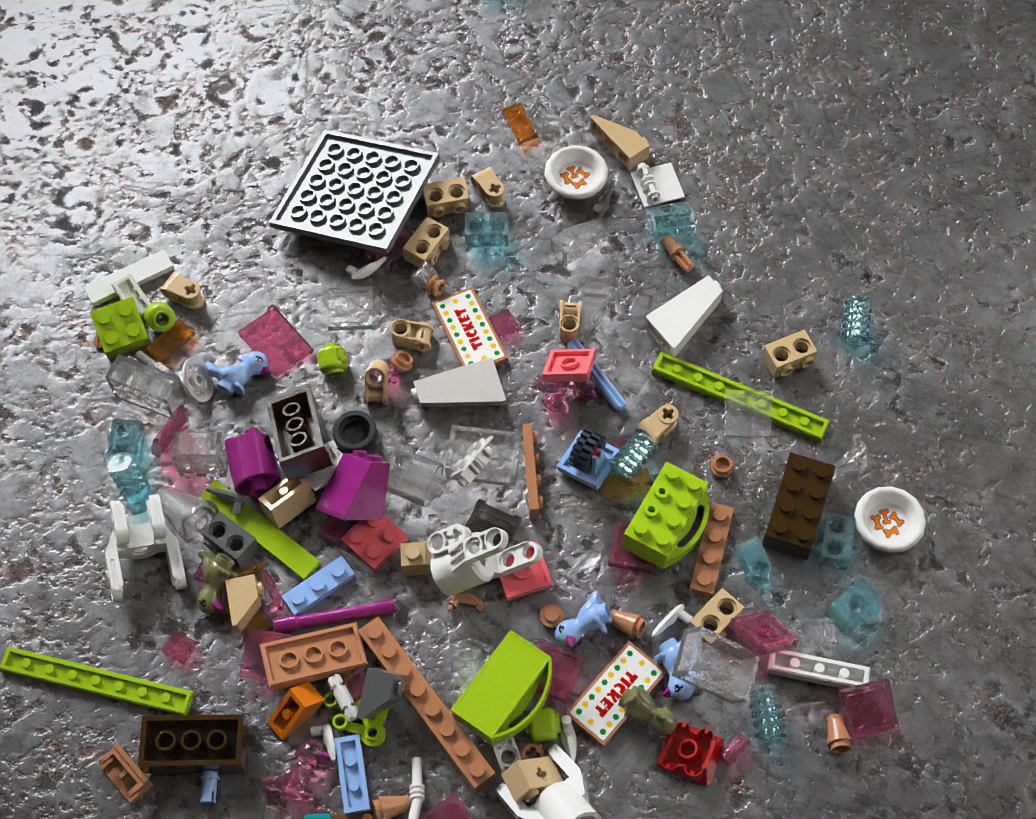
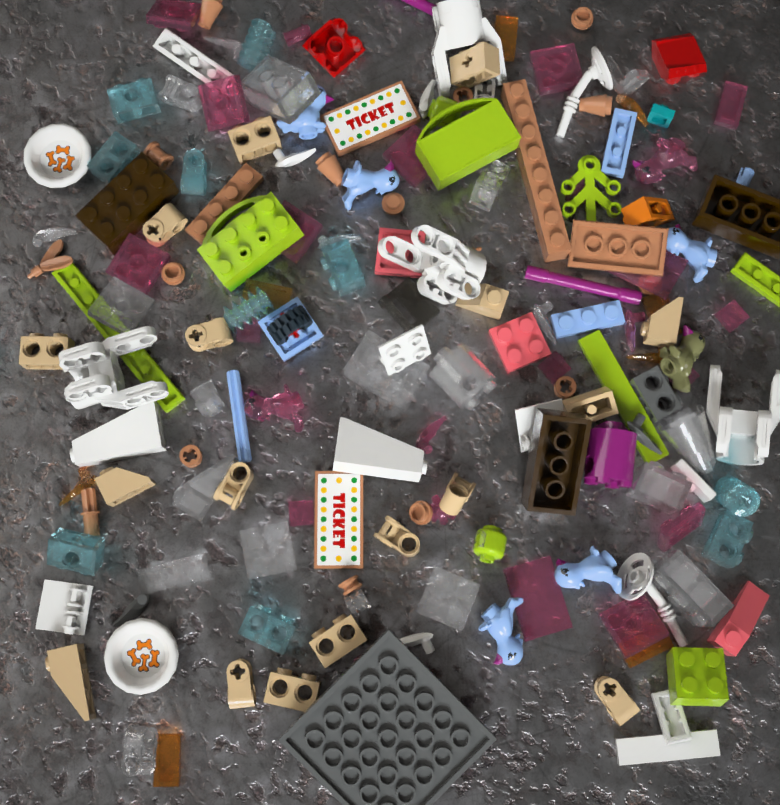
camera: 155 degrees left, 15 degrees up
(94, 389) = (740, 621): none -> coral slope
(161, 323) = (651, 674): lime head -> none
(170, 478) = (698, 486): none -> white plate
(185, 342) = (633, 625): none -> clear pink plate
(234, 689) = (696, 252): none -> light blue animal
(299, 304) = (500, 625): none -> light blue animal
(315, 523) = (572, 387): none -> nougat bush
(326, 731) = (626, 189): white bar -> none
(343, 697) = (604, 200): white axle -> none
(355, 417) = (508, 439): black tyre -> none
(355, 683) = (587, 208): clear pink tile -> none
(357, 487) = (524, 376): magenta slope -> none
(379, 692) = (572, 182): dark grey slope -> none
(424, 425) = (426, 436): none -> clear pink bar
(516, 284) = (268, 550): none -> clear plate
(533, 480) = (344, 350): nougat plate -> none
(569, 365) = (262, 424): coral plate -> none
(573, 545) = (342, 254): none -> clear light blue brick
(620, 335) = (194, 462): none -> nougat bush
(641, 707) = (357, 84): olive animal -> none
(663, 282) = (119, 485): none -> tan slope
(698, 267) = (85, 482): none -> clear orange bar
(722, 346) = (100, 377): none -> white piece
(754, 503) = (164, 224): none -> tan piece
(757, 459) = (138, 263): none -> clear pink plate
(798, 563) = (158, 155): none -> nougat bush
(838, 428) = (51, 260): none -> nougat piece

